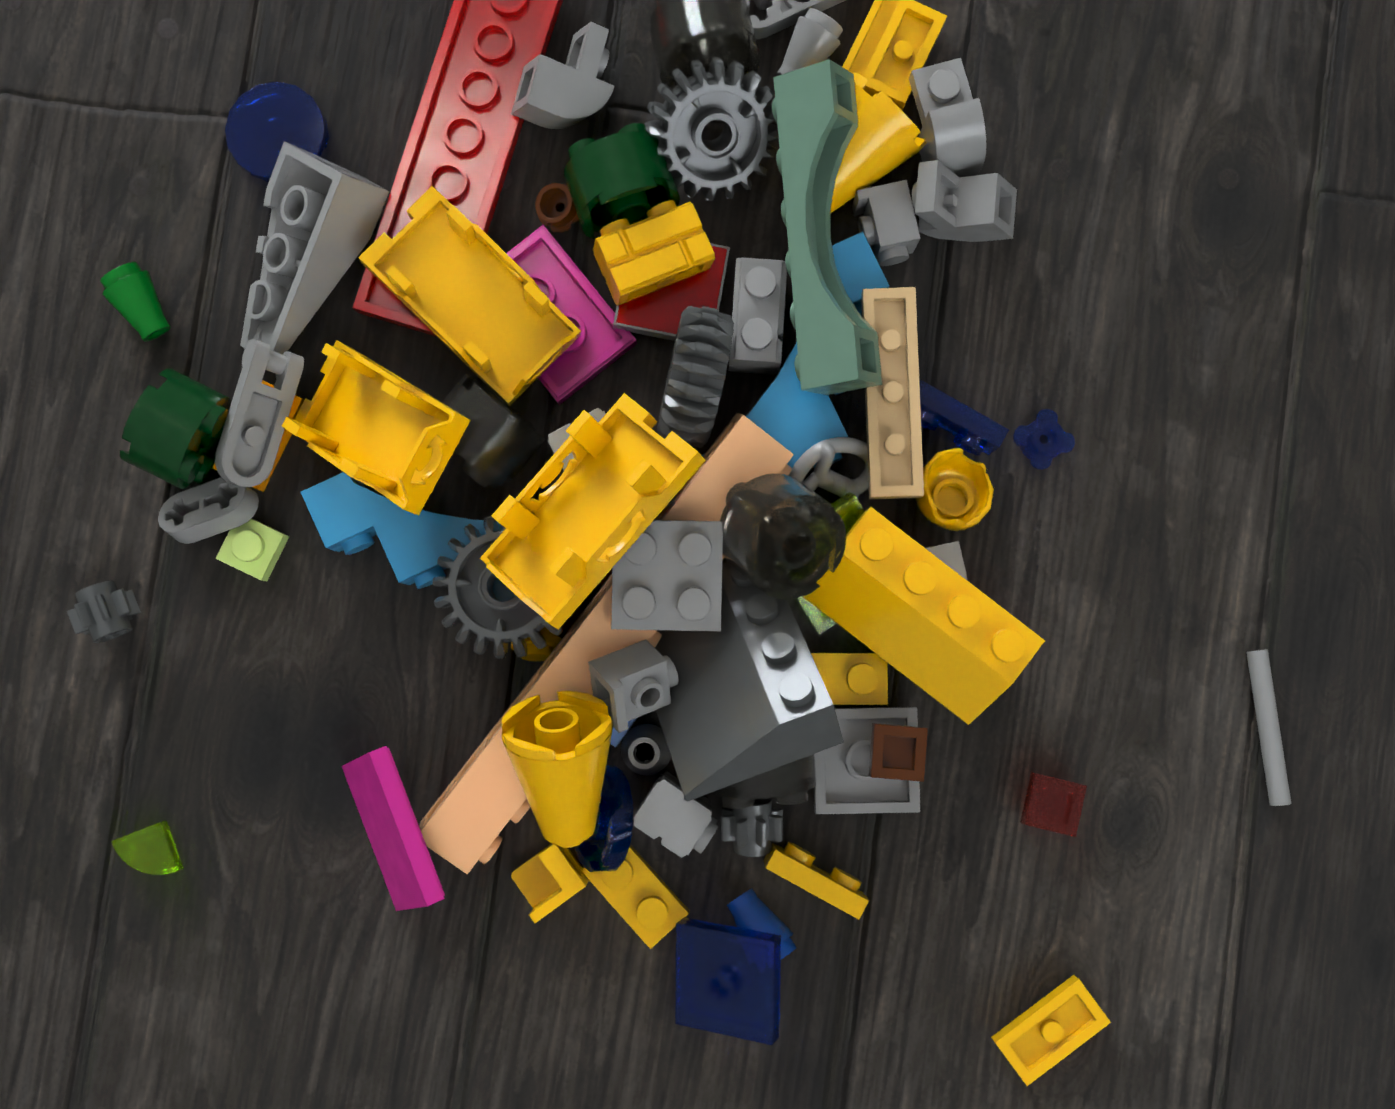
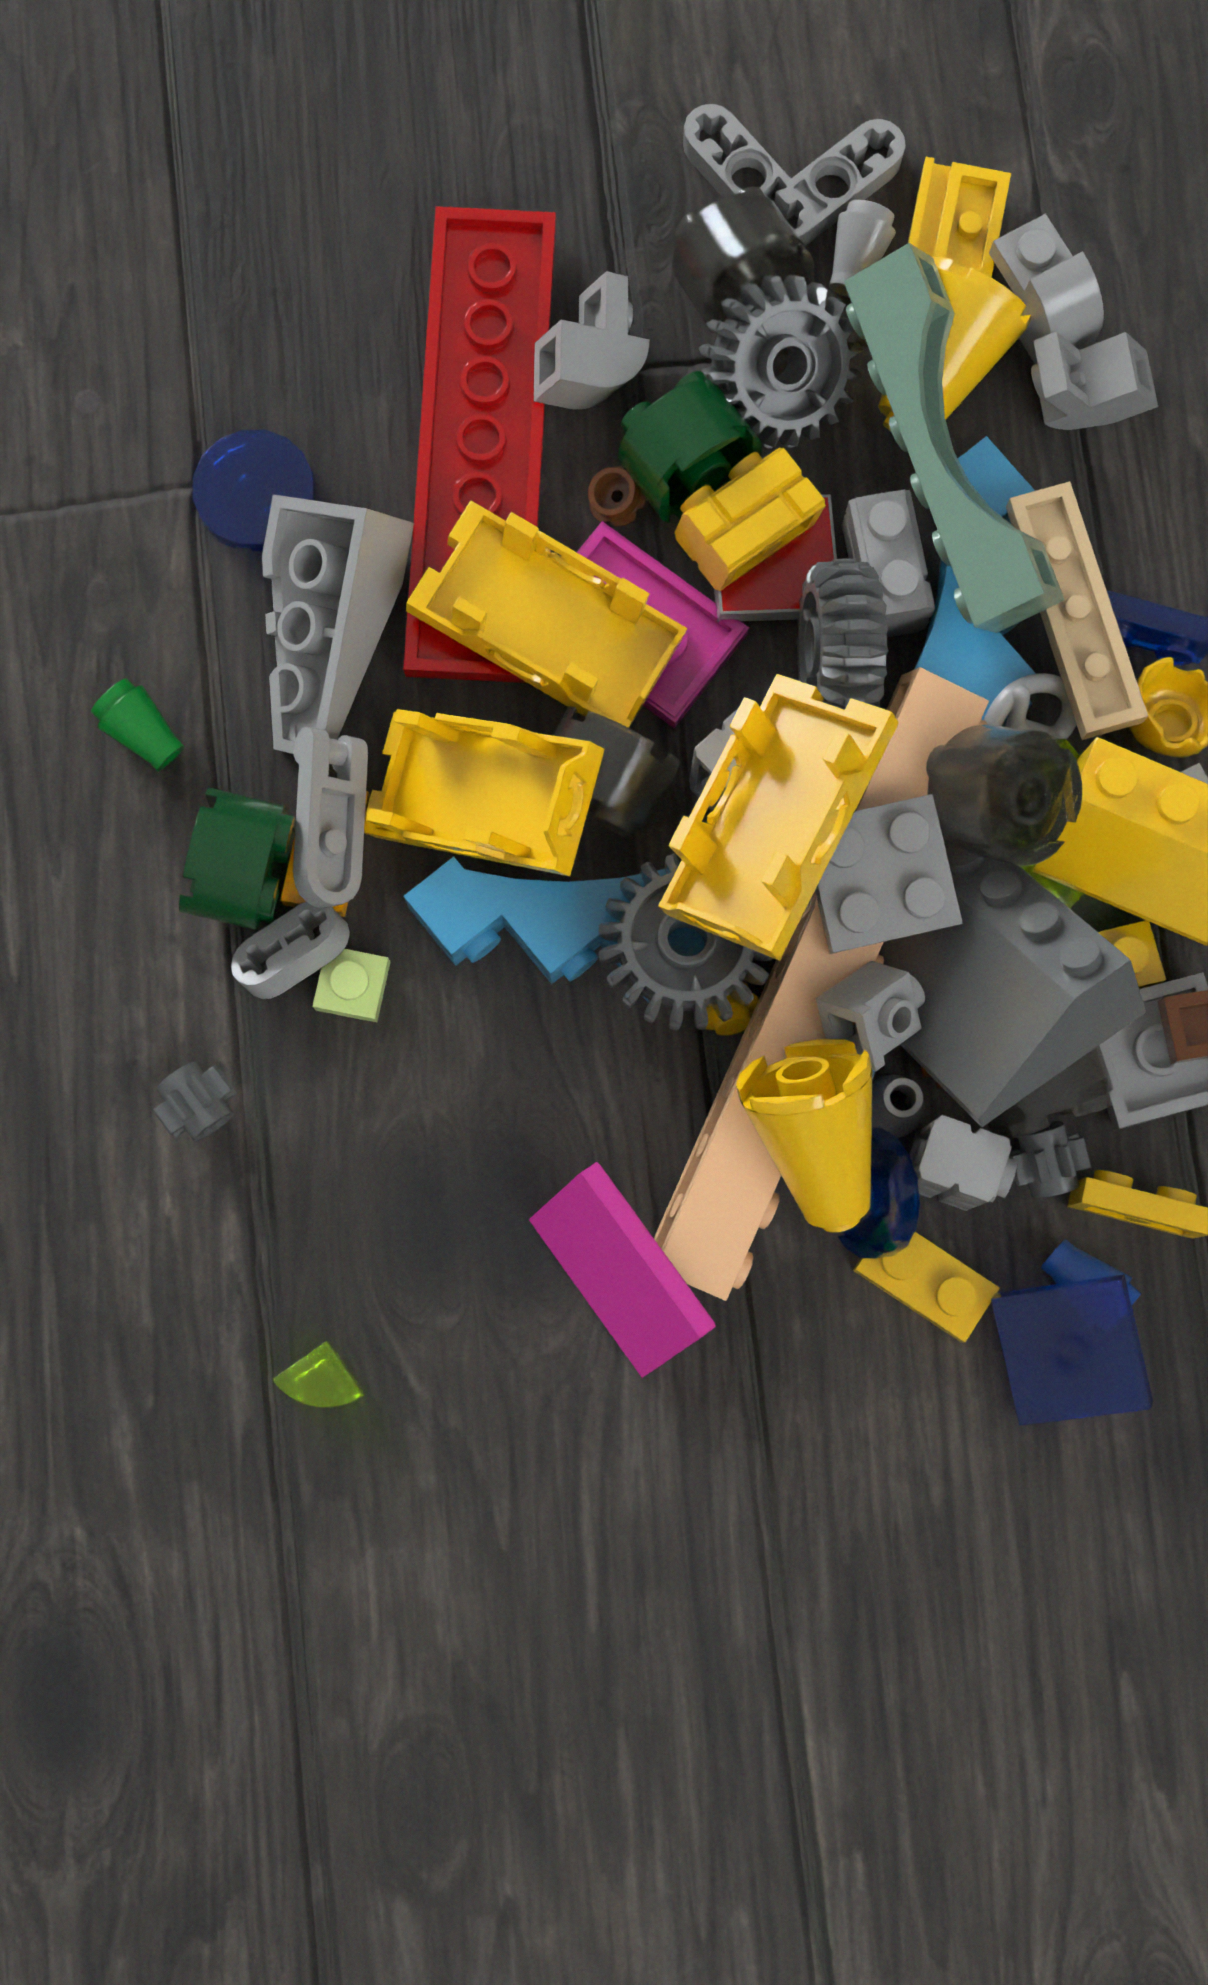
camera: 20 degrees left, 5 degrees down
(549, 879) = (820, 1288): yellow panel -> none
(887, 221) = (1010, 416): light grey brick -> none

